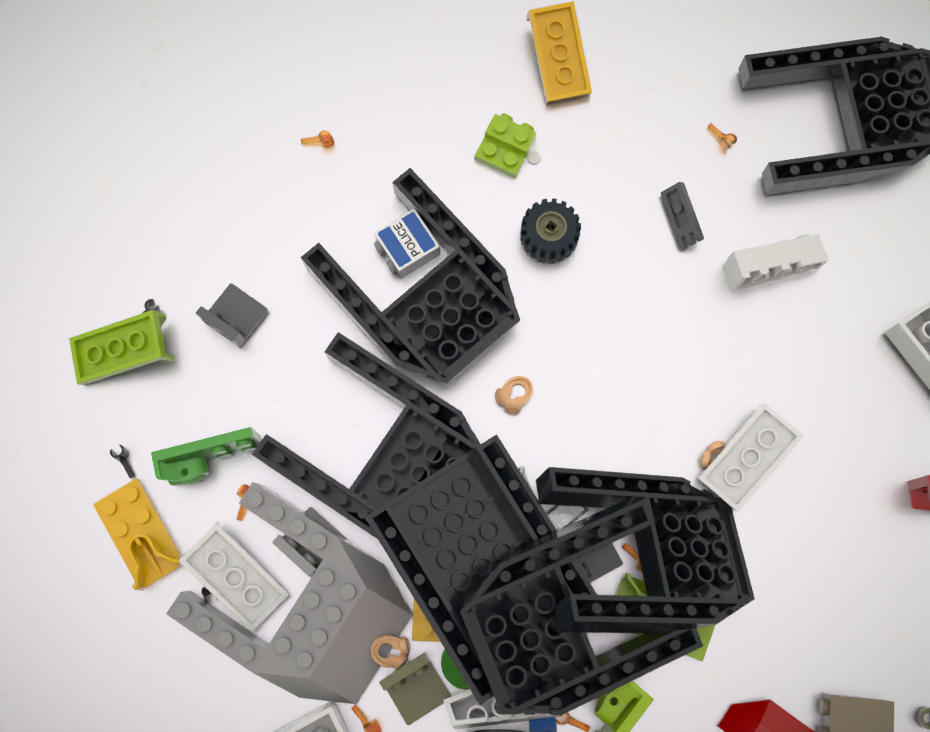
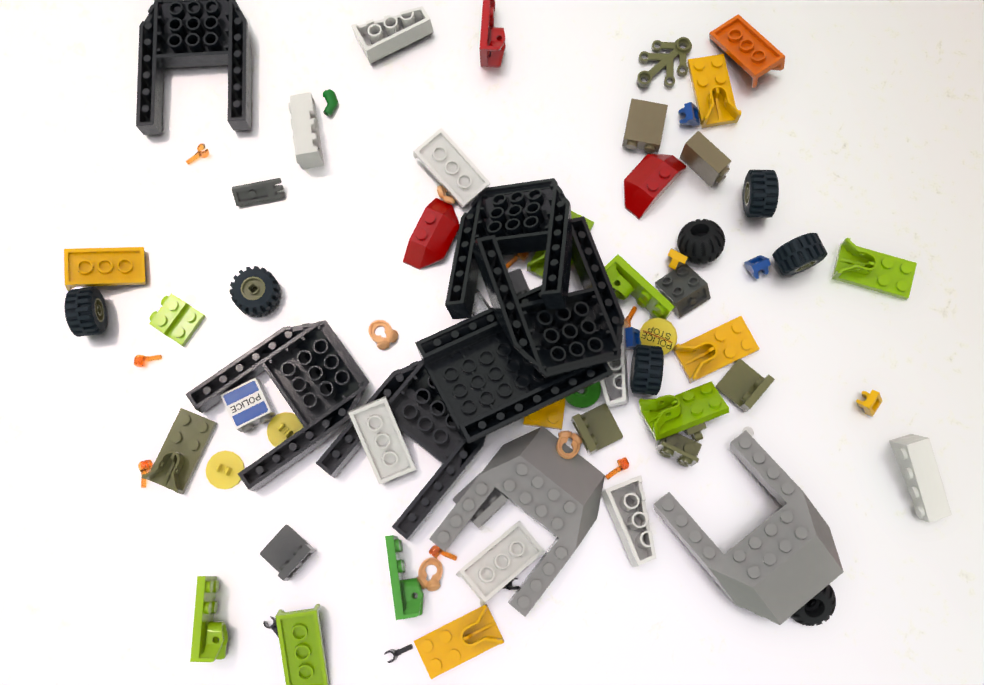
camera: 80 degrees left, 0 degrees up
(133, 235) = (206, 632): none -> lime plate
(210, 496) = (434, 583): none -> light nougat piece
(329, 228) = (223, 469): none -> light yellow piece
(346, 176) = (181, 451): none -> olive plate
(372, 409) = (382, 440): none -> white plate
(382, 288) = (283, 427): none -> light yellow piece
(451, 112) = (139, 360): none -> clear orange hand
(500, 39) = (85, 311): none -> black wheel
(655, 442) = (432, 235): none -> red wedge
(822, 289) = (332, 102): none -> green arm

